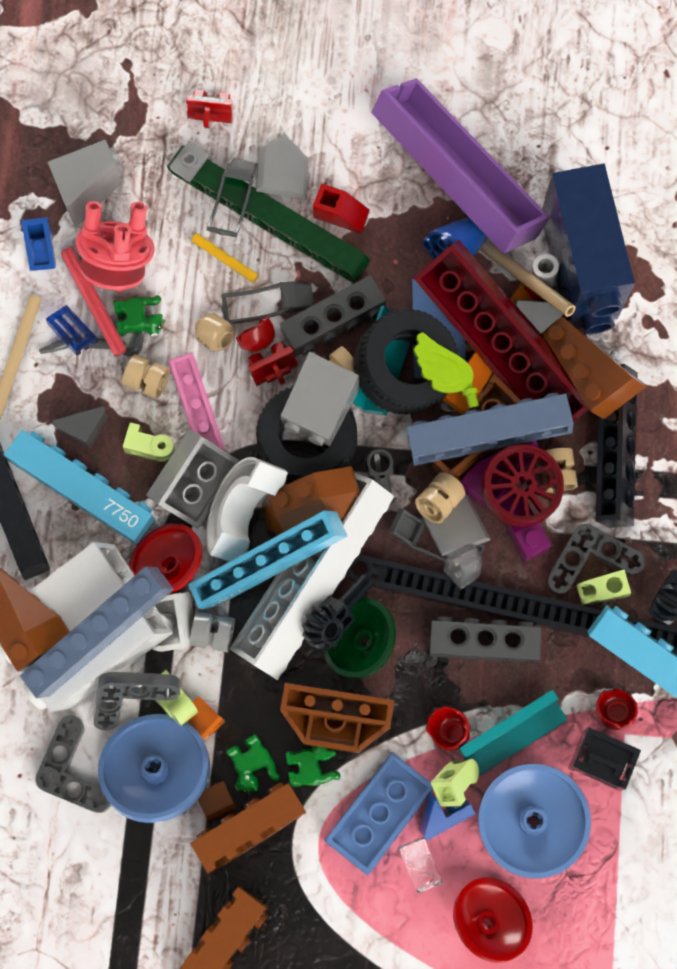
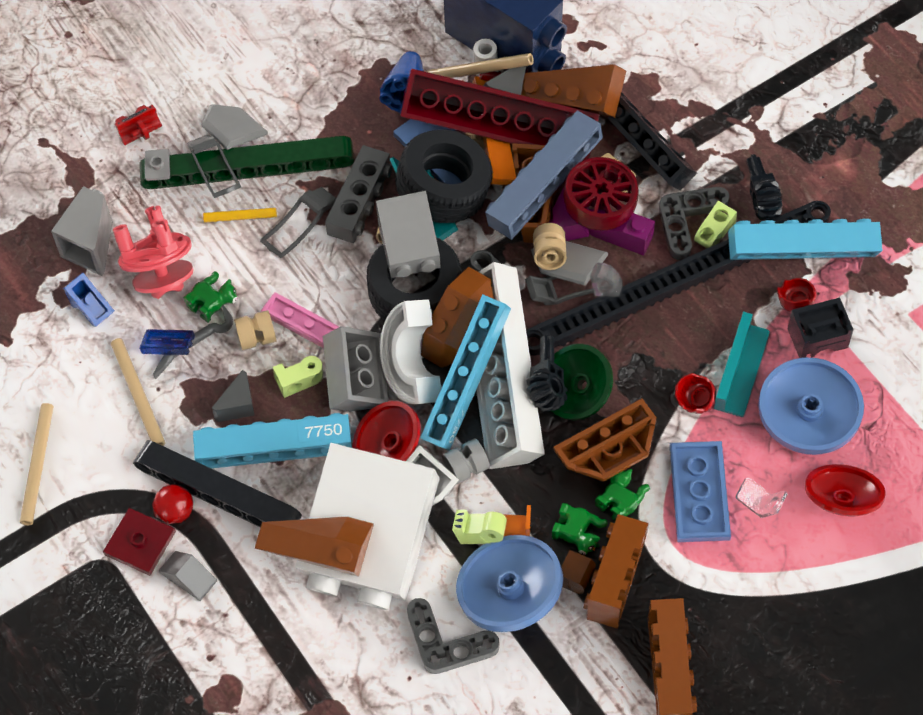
camera: 40 degrees left, 15 degrees down
(94, 303) = (166, 311): coral axle -> none
(96, 632) = (390, 498): sand blue brick -> none
(155, 687) = (466, 516): dark grey beam -> none
(214, 332) = (279, 266): tan head -> none
(257, 337) = (317, 244): red hair -> none
(273, 366) = (346, 256): red hips -> none
(340, 209) = (298, 121): red slope -> none
(438, 820) = (744, 456): slope -> none
(445, 369) = (479, 156): lime animal -> none
(454, 780) = (733, 422): yellowish green leg -> none
(460, 165) = (362, 31): medium lavender piece -> none
(527, 634) = (640, 346): dark grey brick -> none

